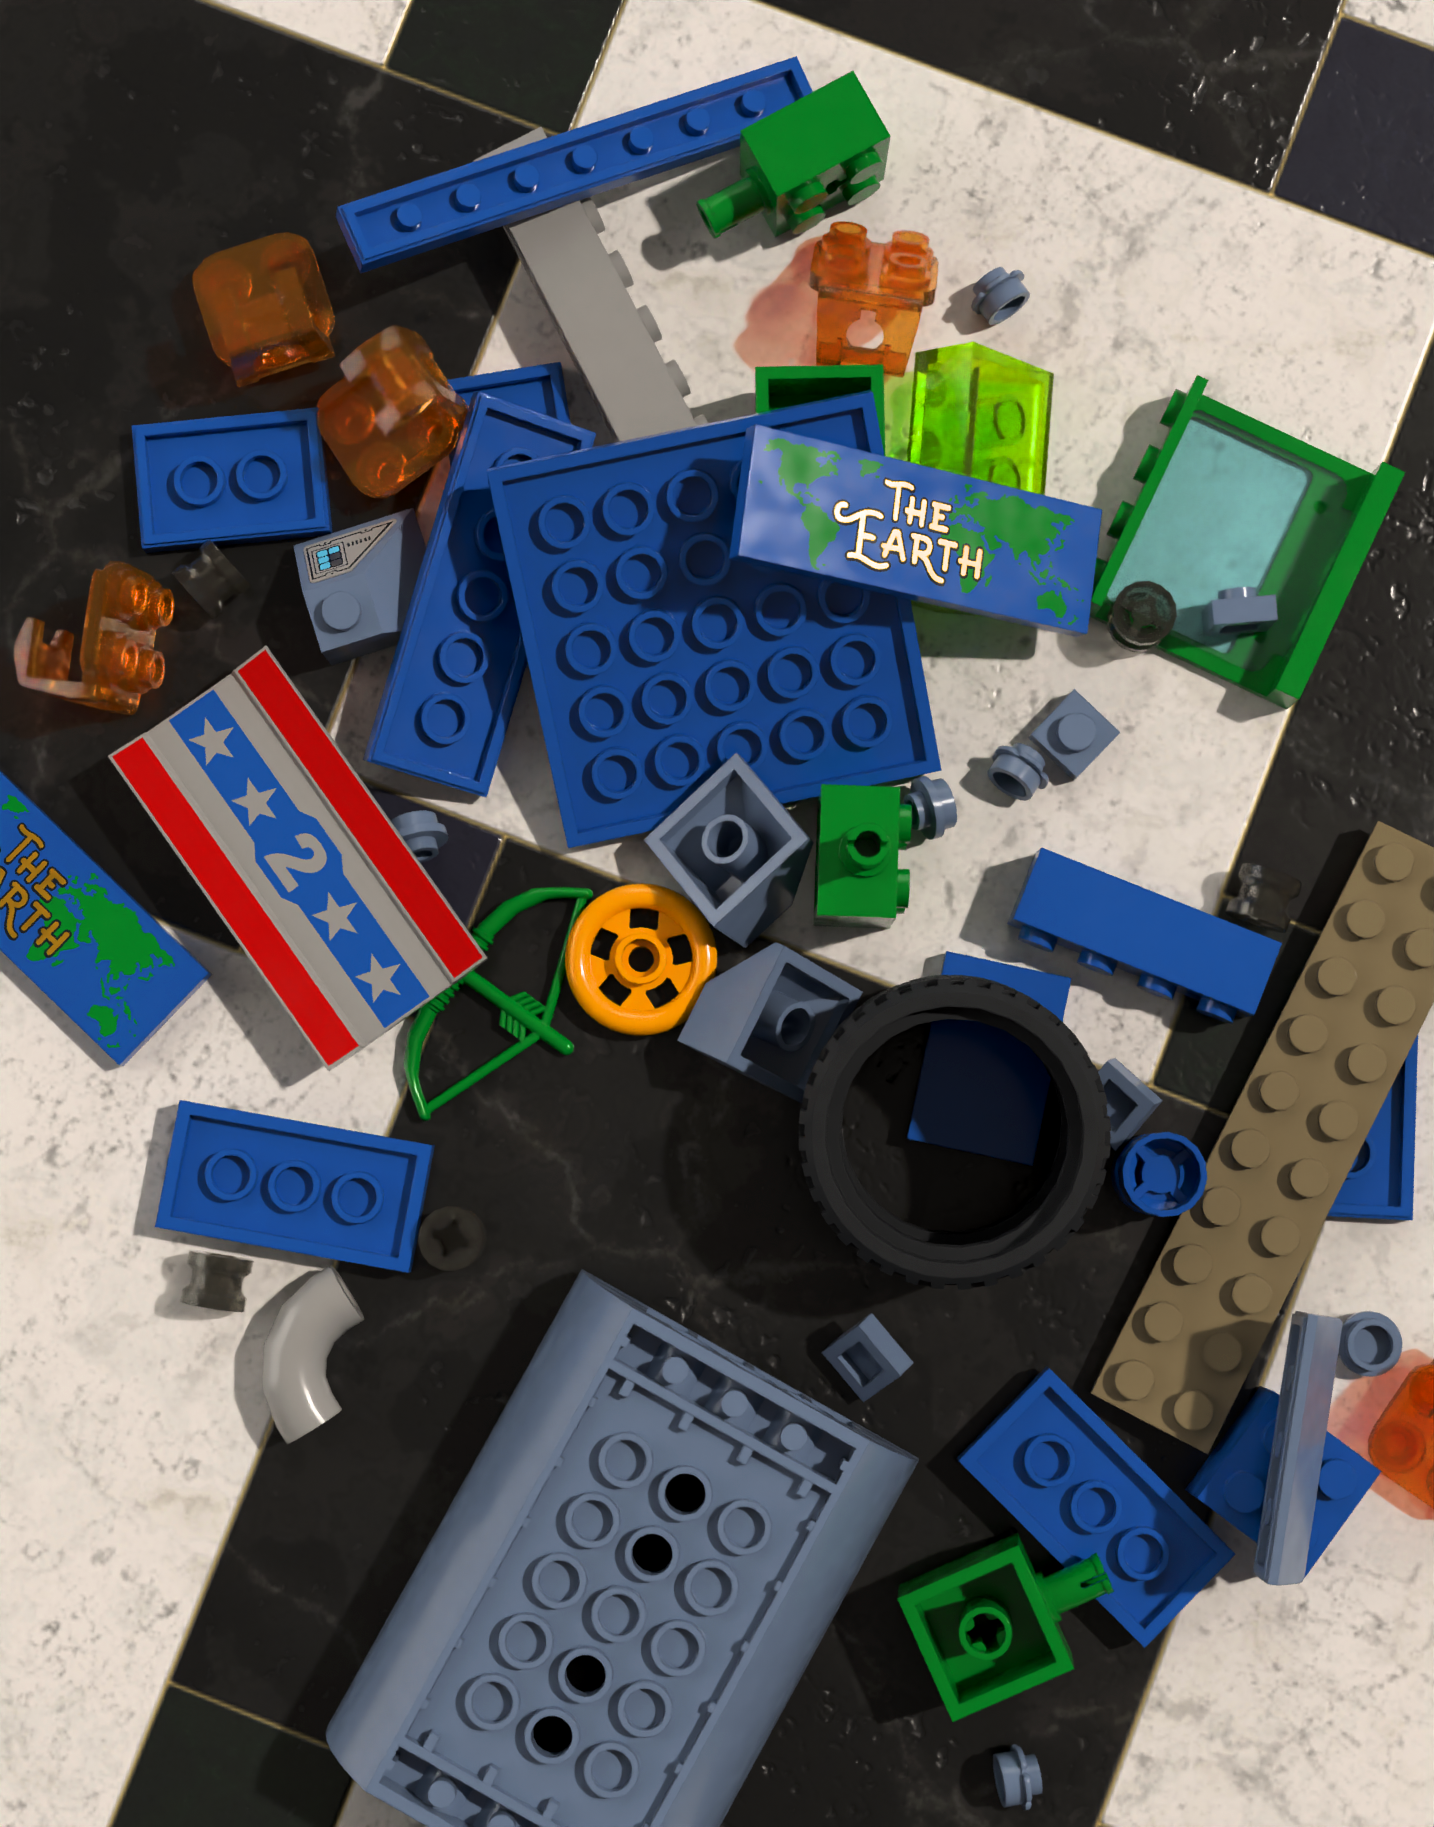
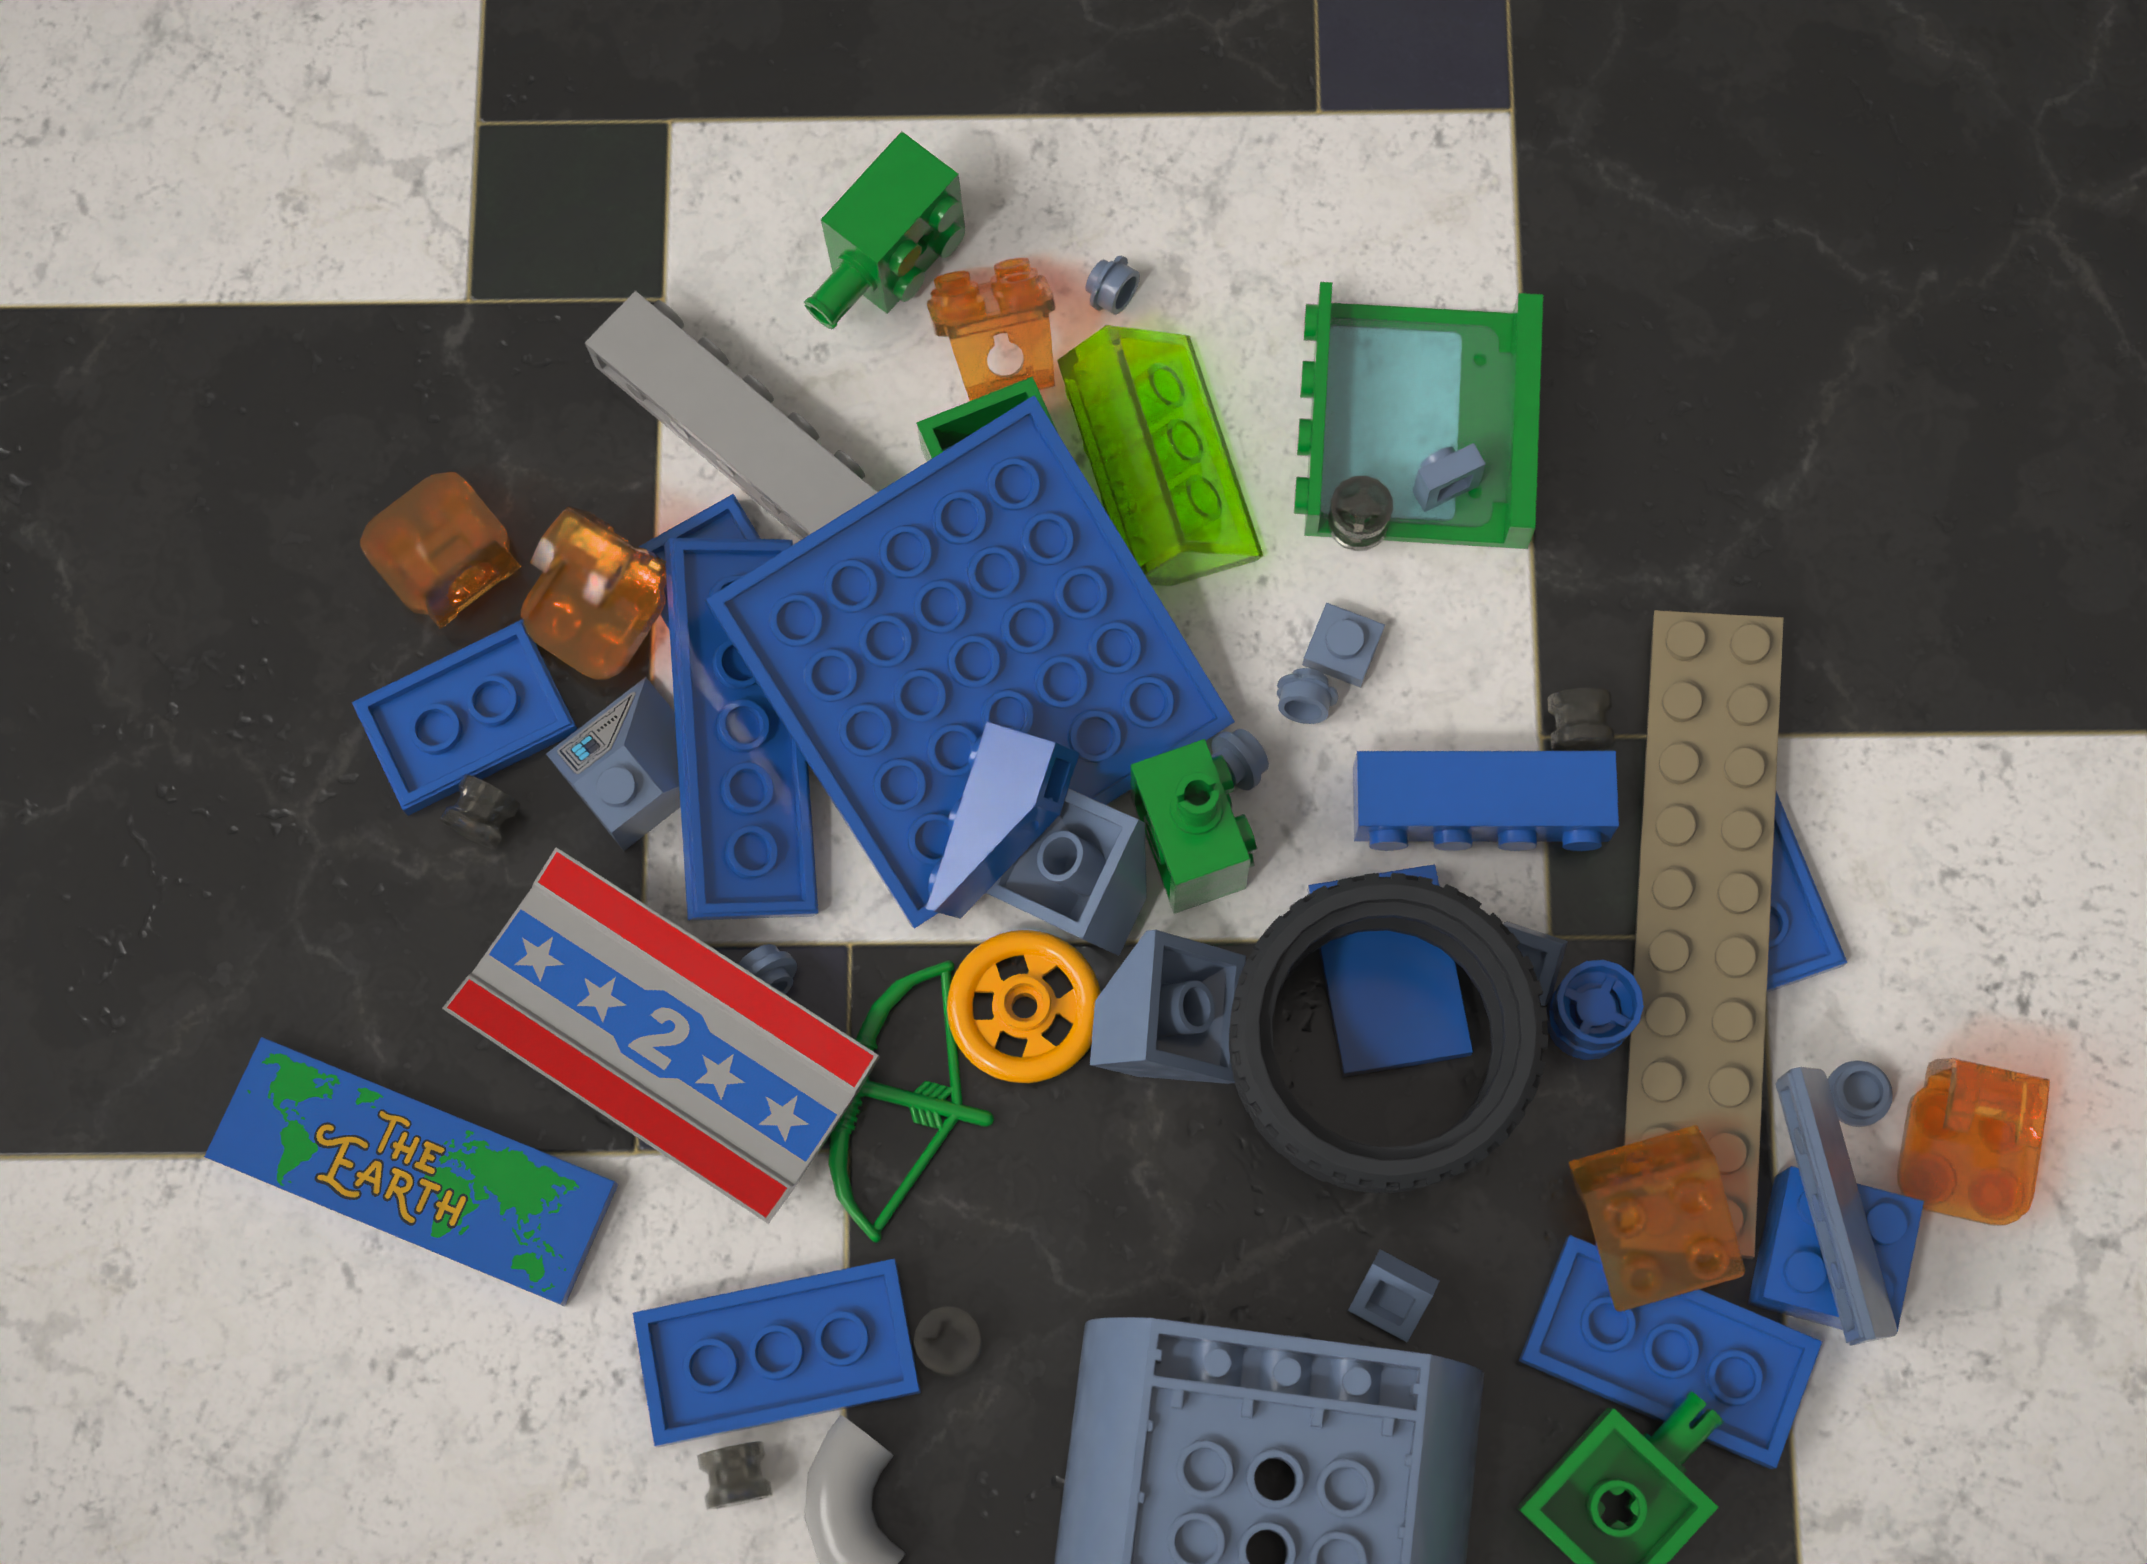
camera: 20 degrees left, 10 degrees down
(116, 644) = (414, 908): clear orange piece -> none
(564, 167) = (666, 319): blue tile -> none
(695, 771) = (1007, 804): none -> slope
(914, 532) = (1123, 506): blue tile -> none
(1134, 1386) = (1659, 1217): none -> clear orange bracket

